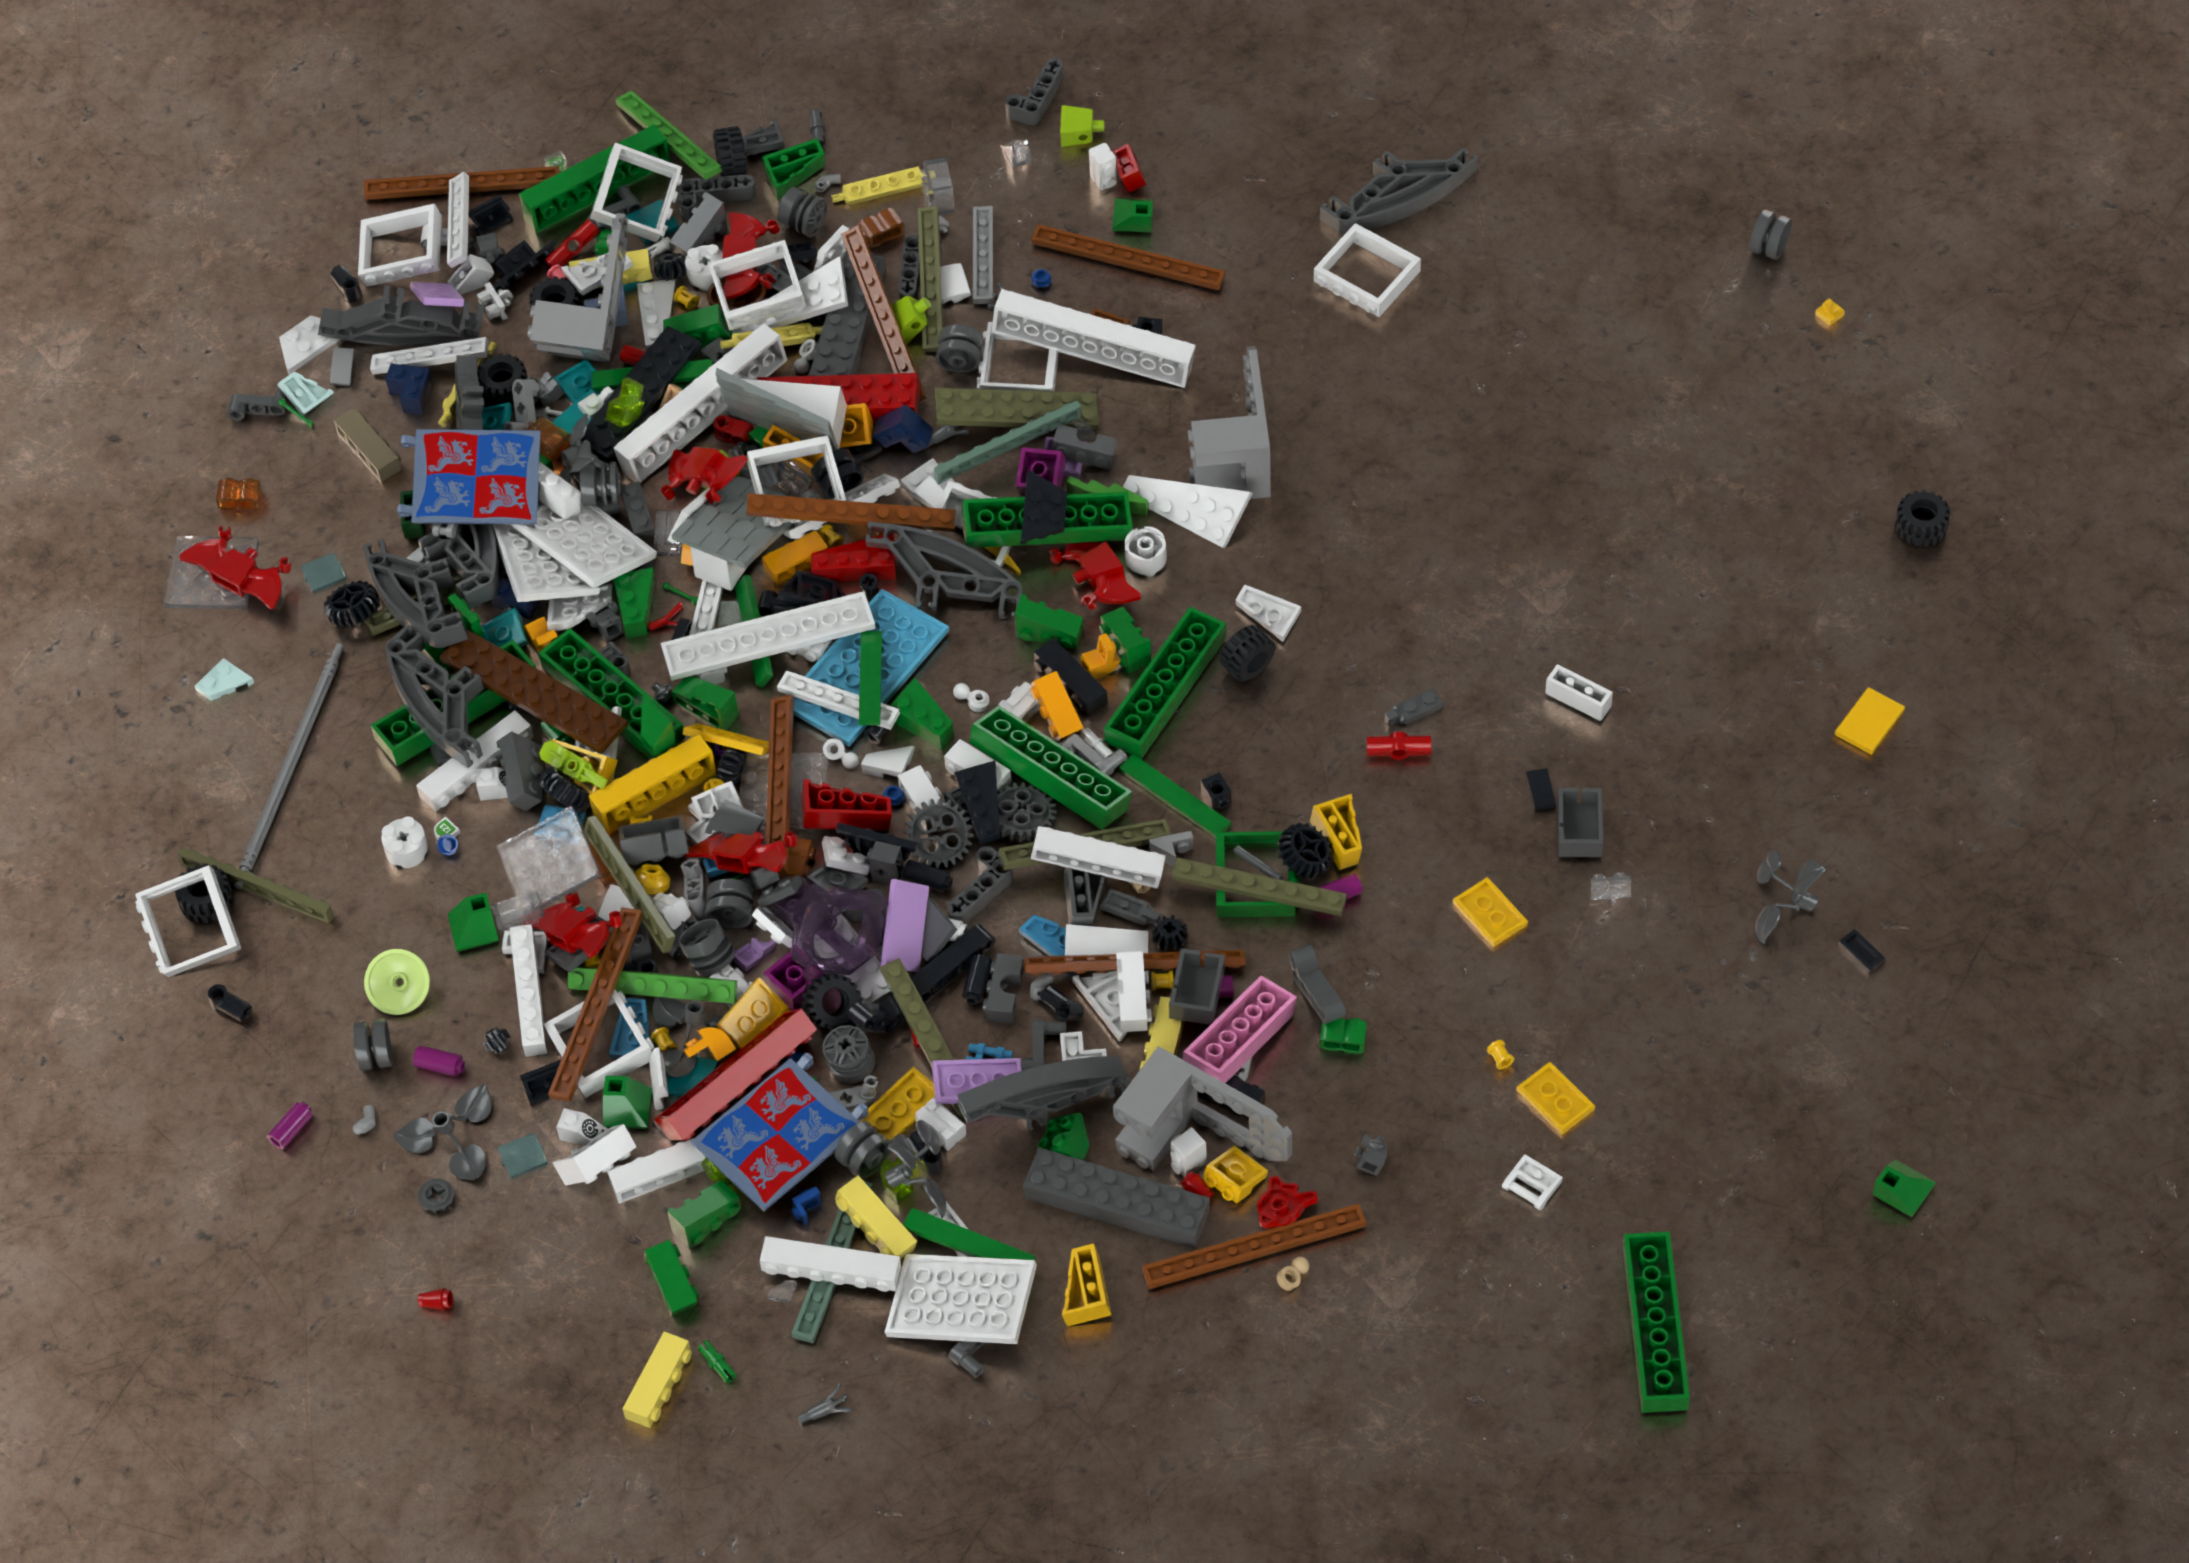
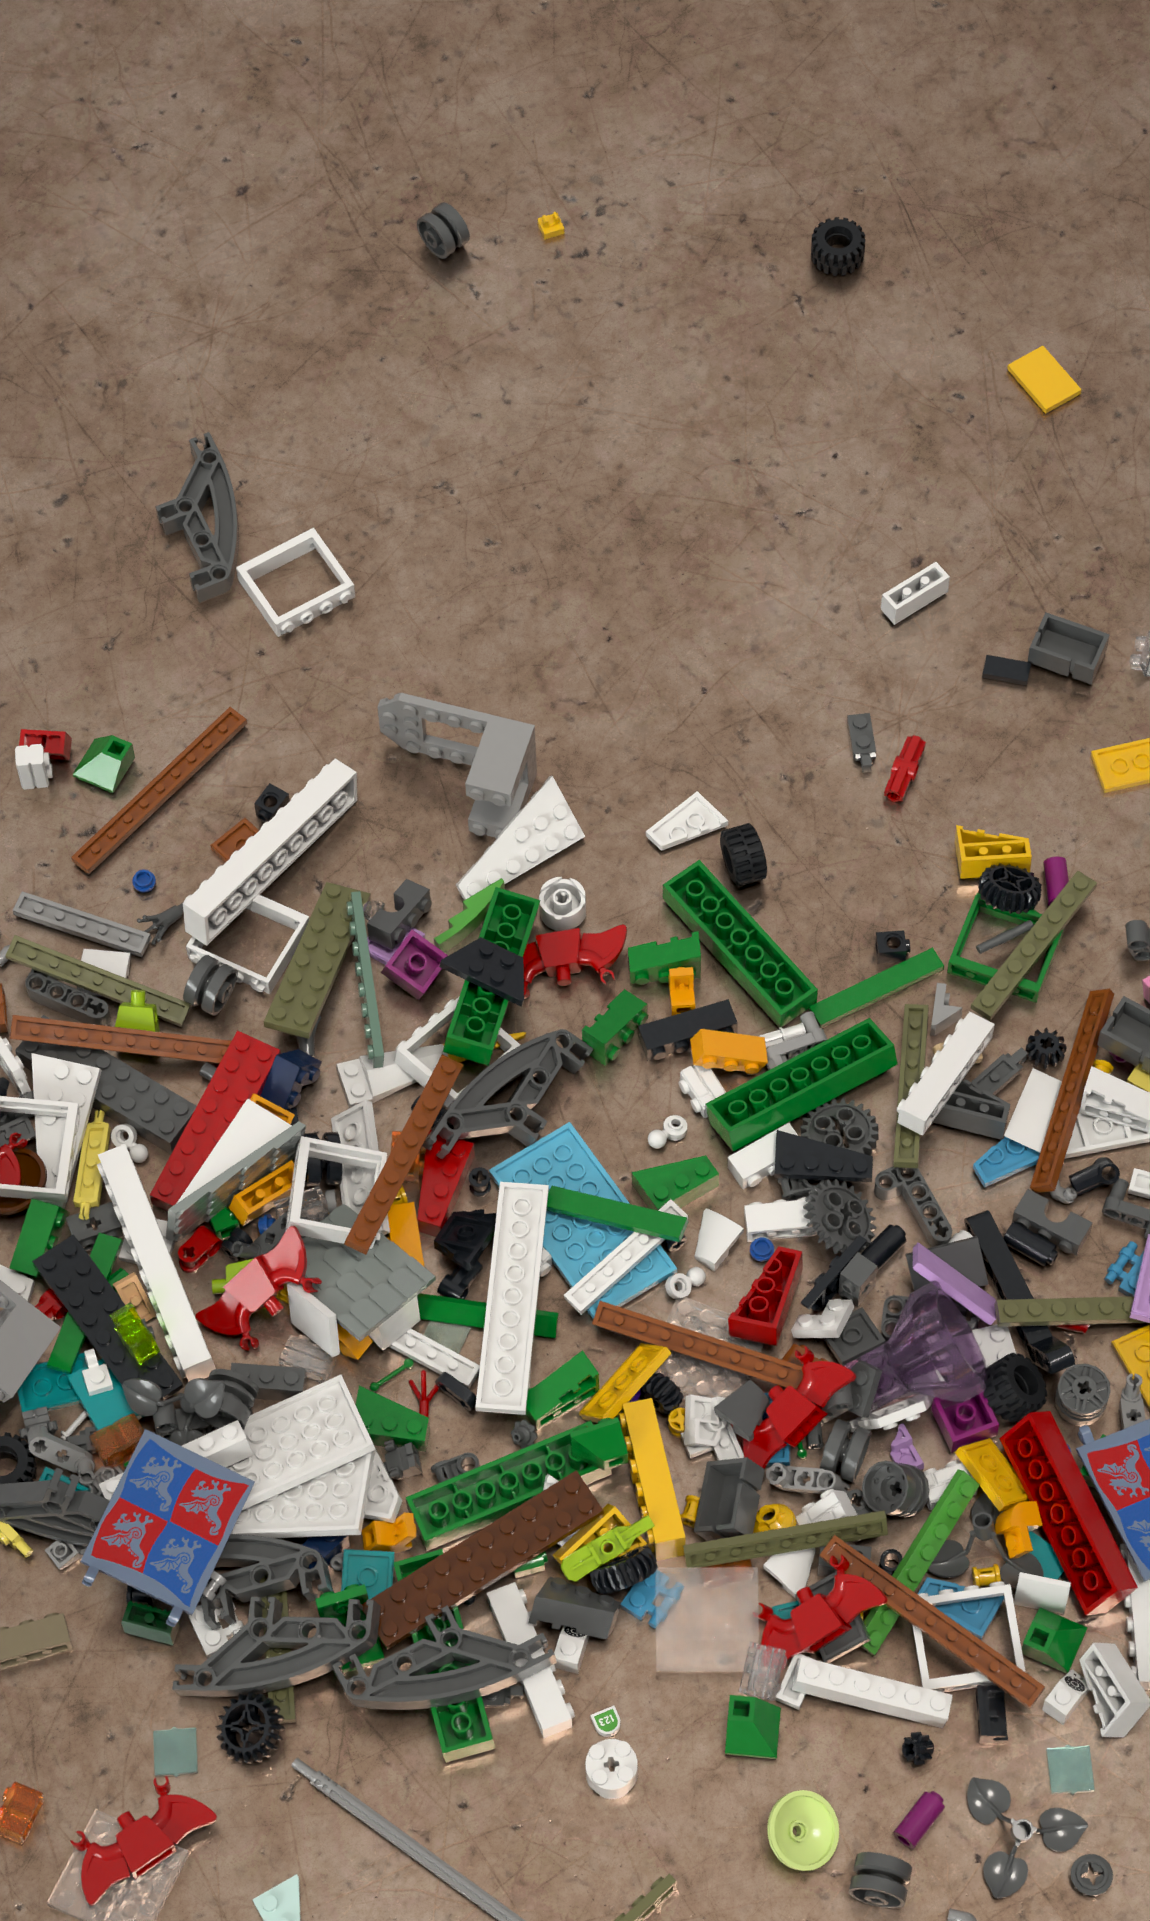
camera: 70 degrees left, 5 degrees up
(447, 844) = (630, 1723): blue plate -> none

